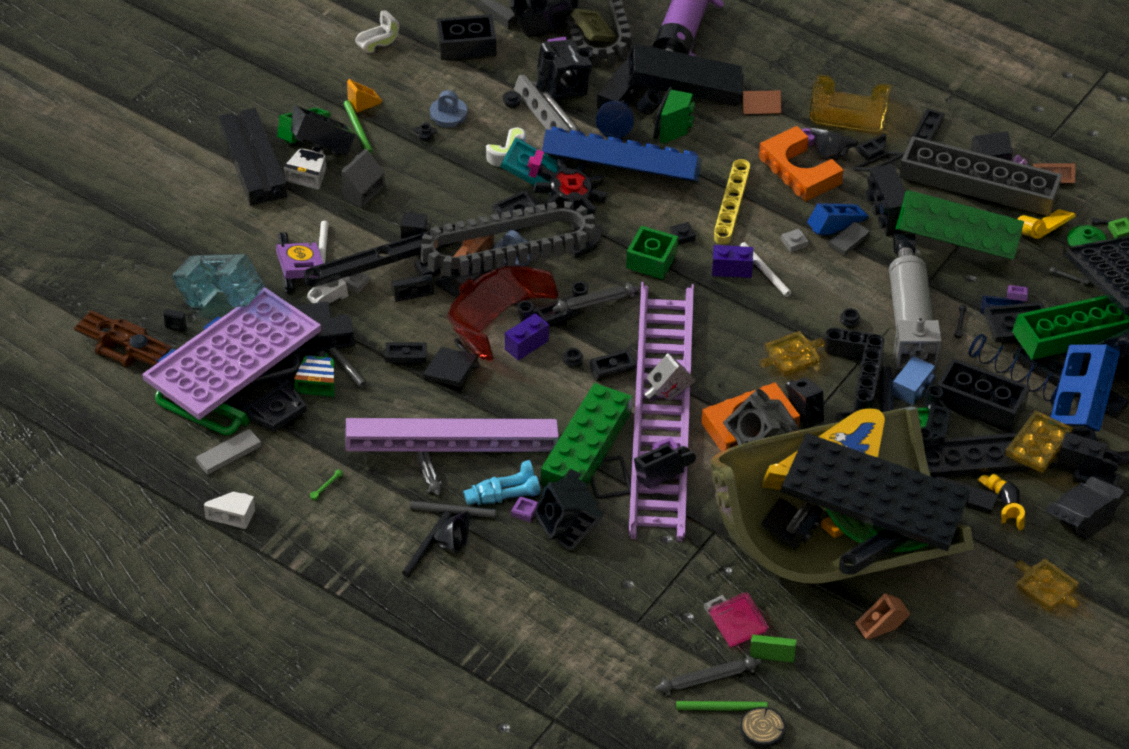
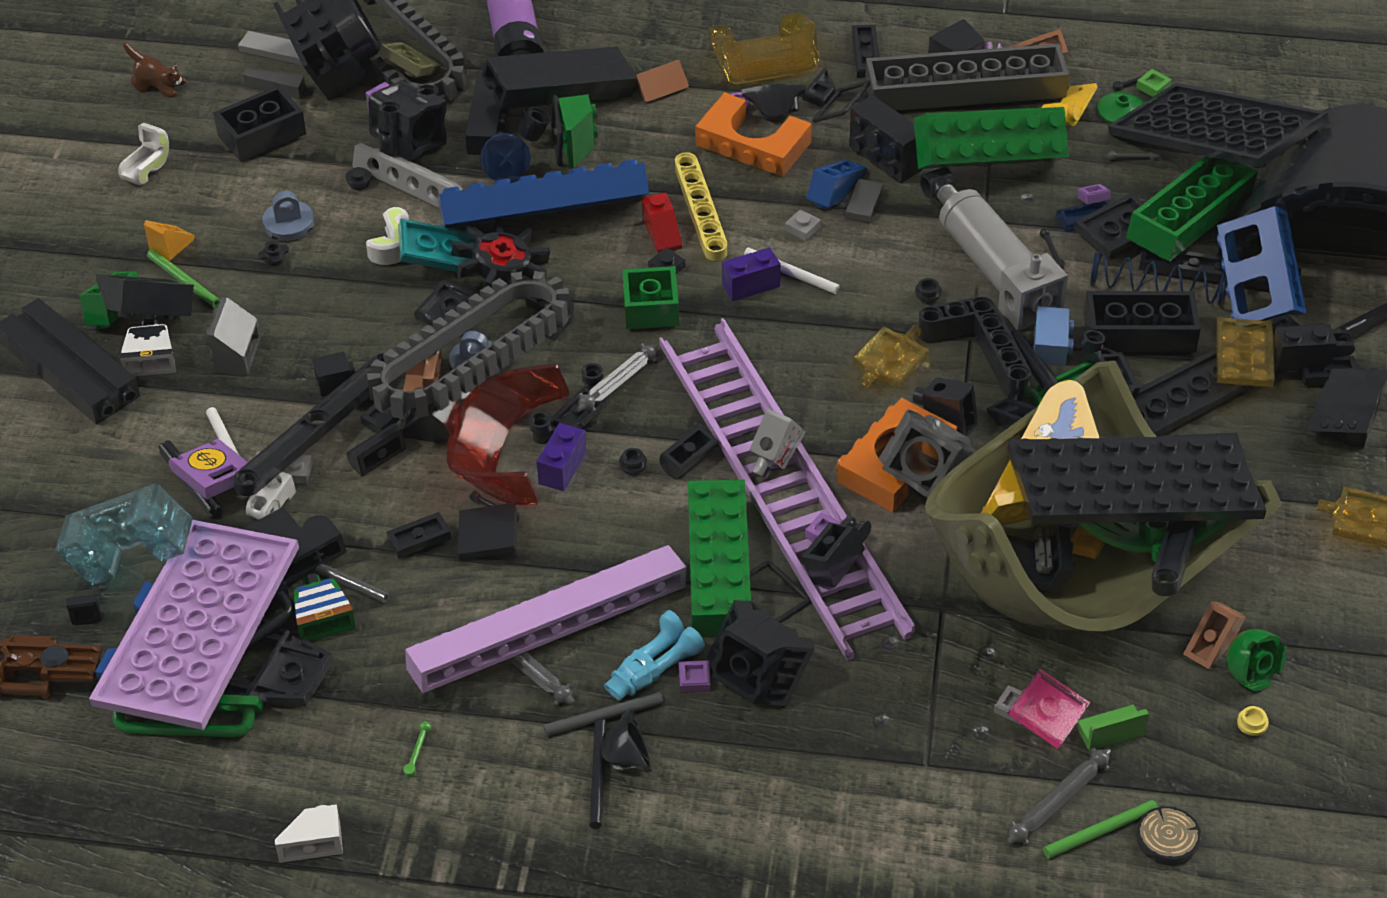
camera: 25 degrees left, 0 degrees up
(228, 451) = (258, 757): light grey tile -> none
(534, 163) = (445, 241): dark pink plate -> none
(695, 203) = (661, 222): none -> red slope
(869, 682) = (1253, 721): none -> light yellow plate
(896, 643) = (1255, 658): none -> green cylinder
(1010, 498) = (1253, 430): yellow piece -> none

